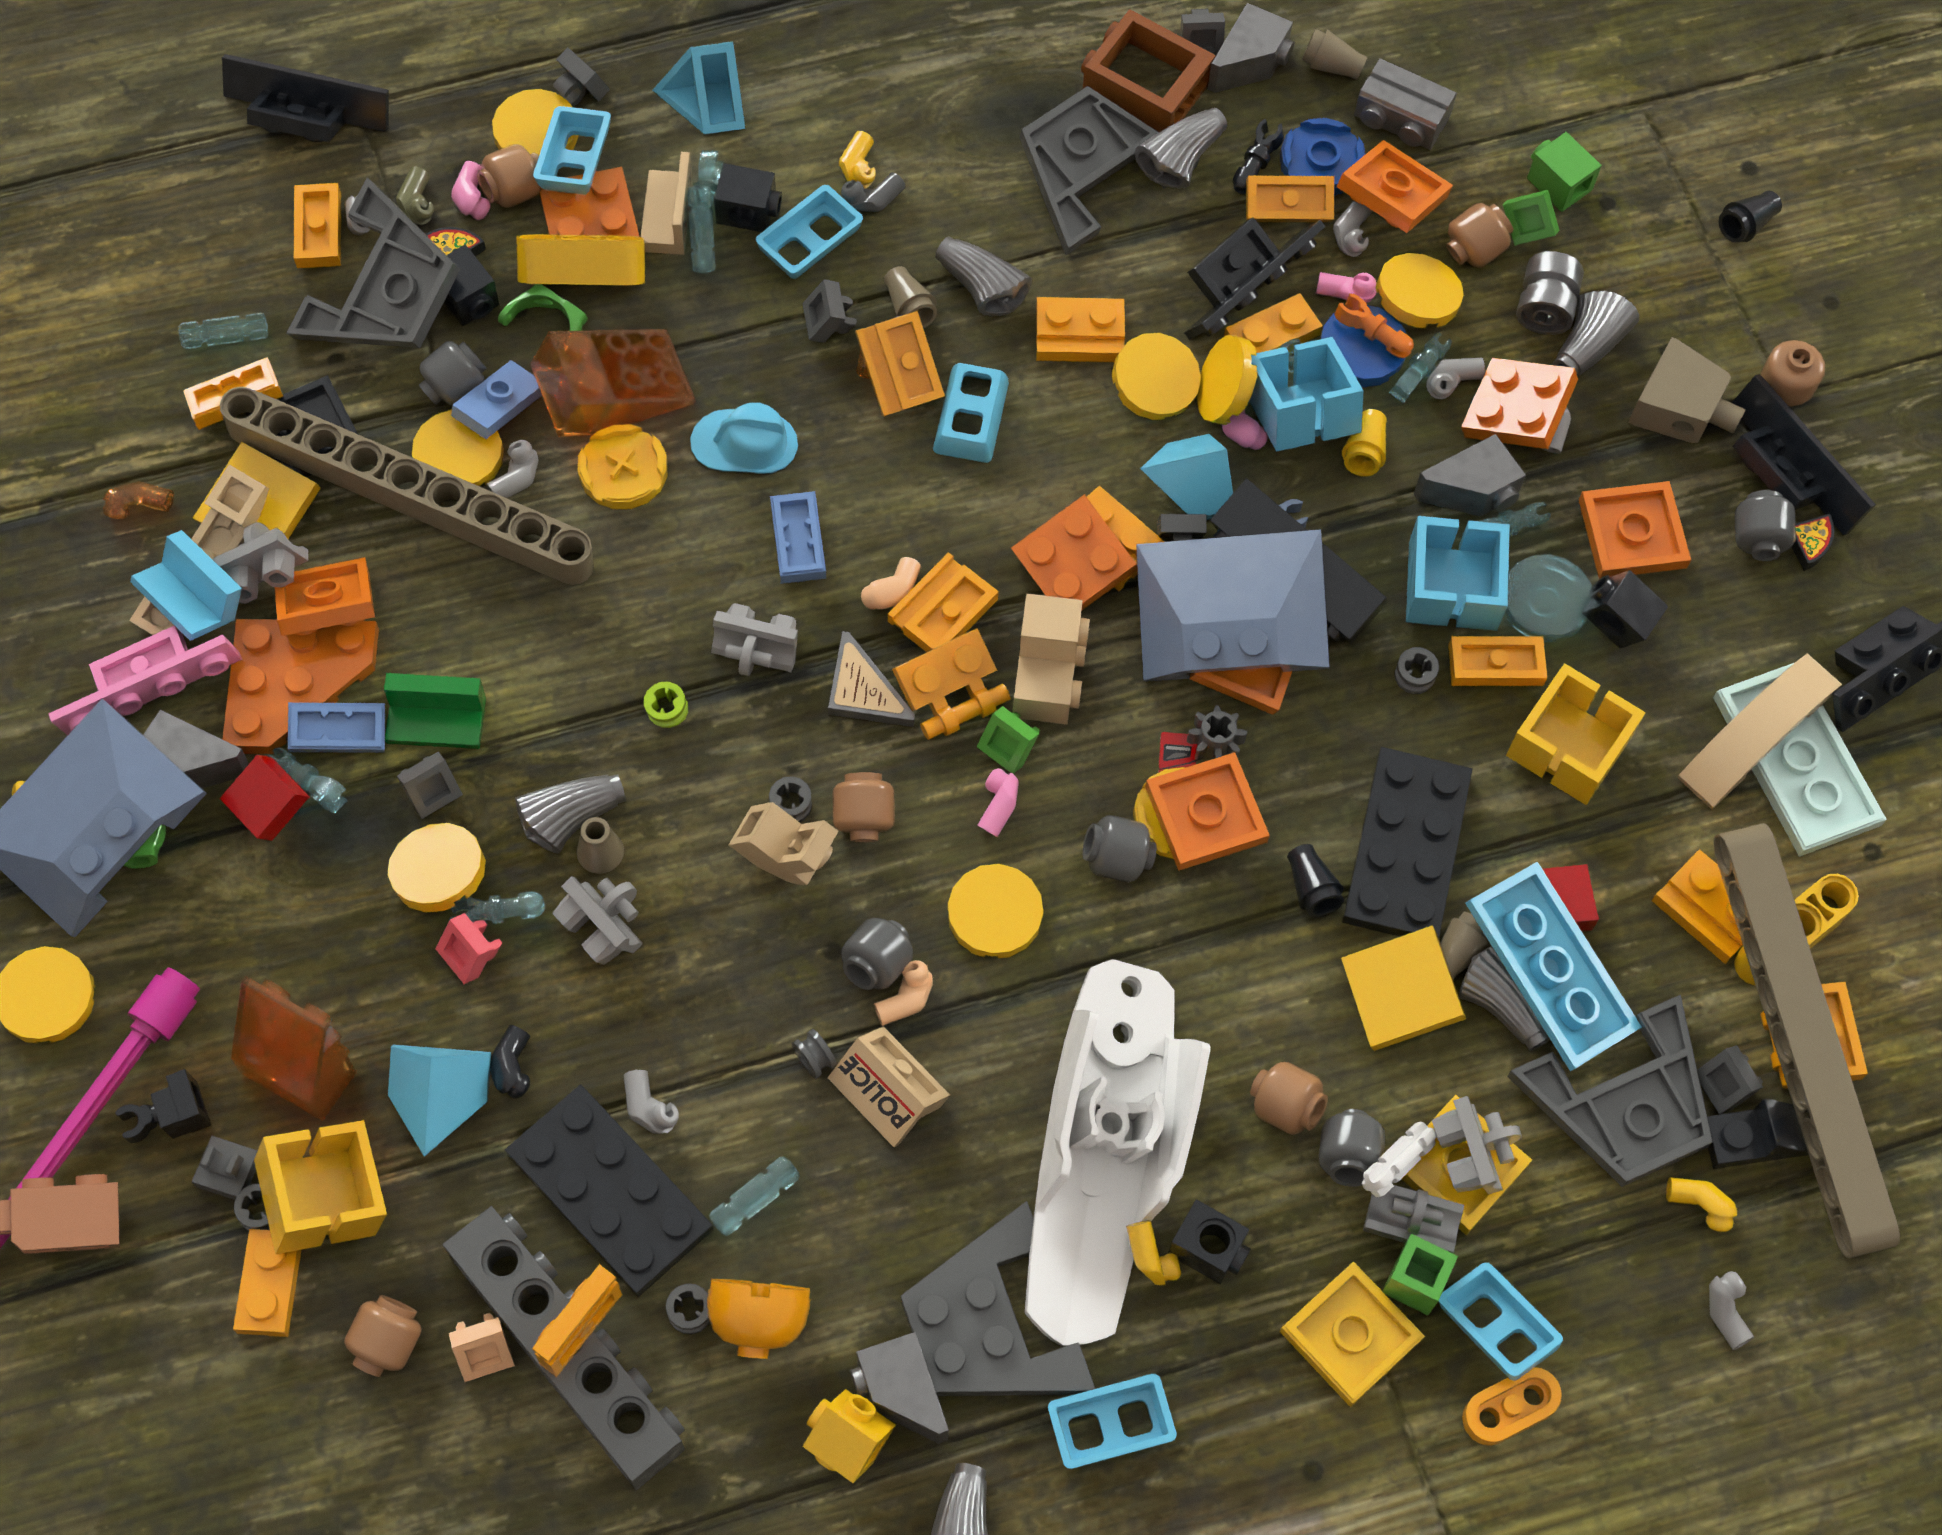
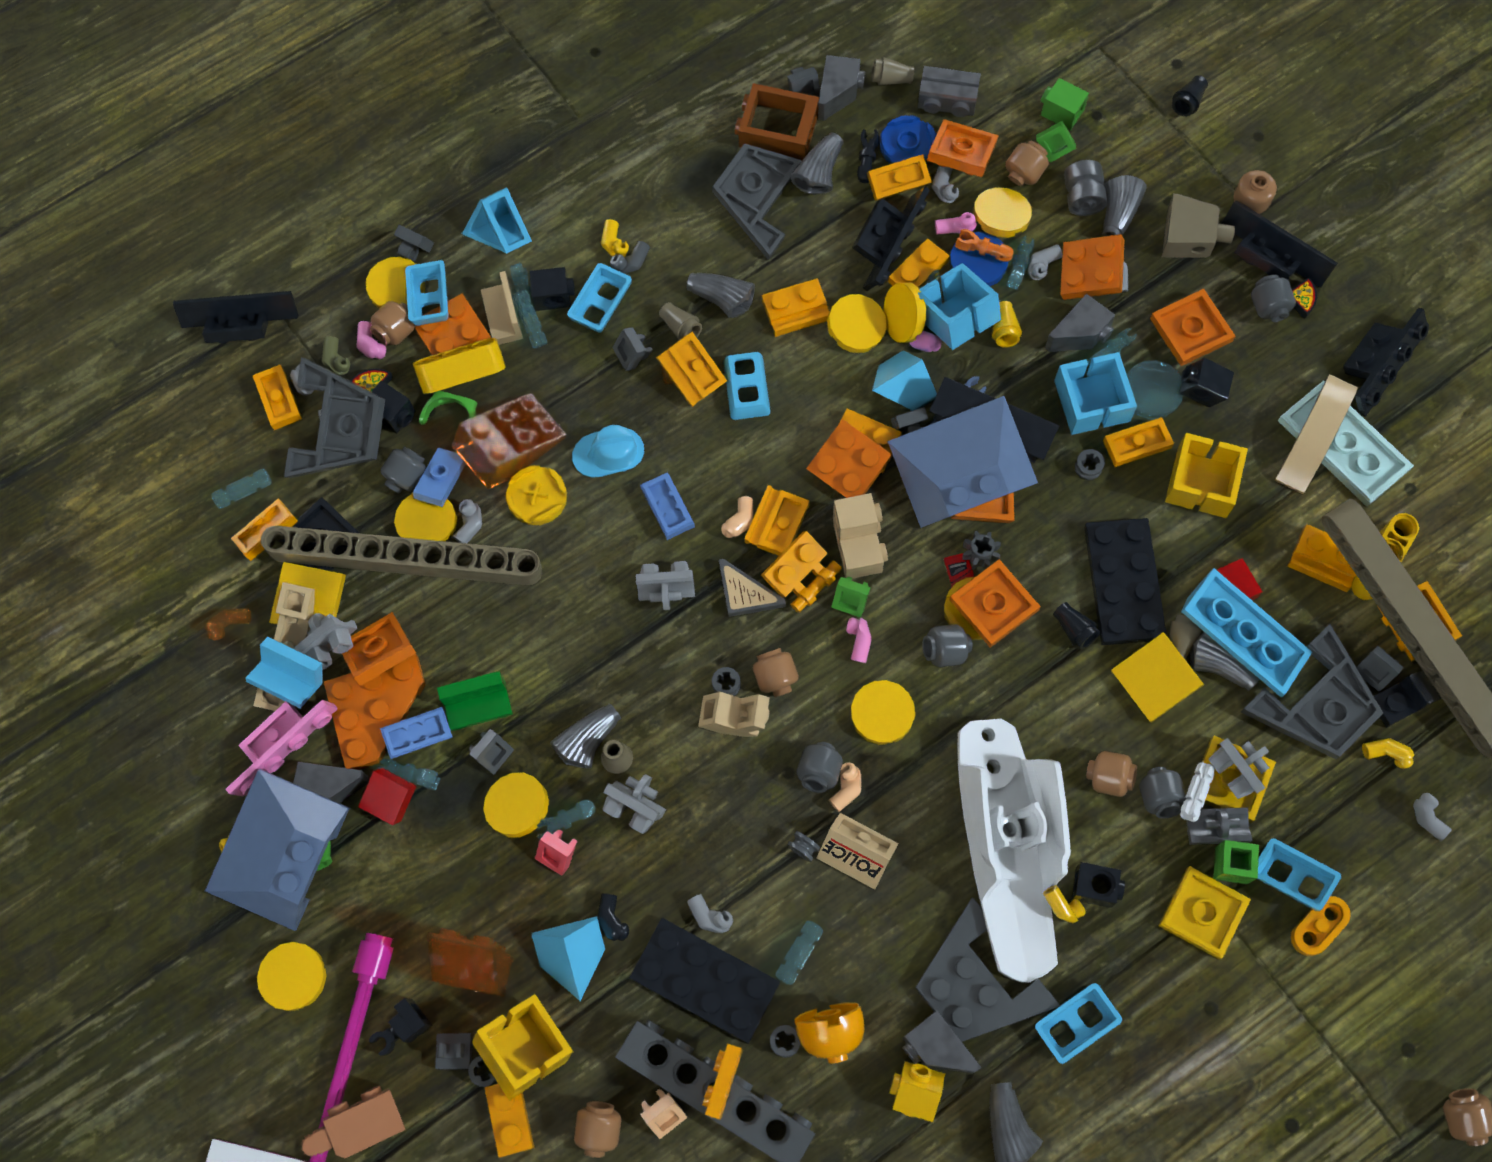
camera: 10 degrees left, 5 degrees up
(668, 690) = (632, 642): lime bush -> none

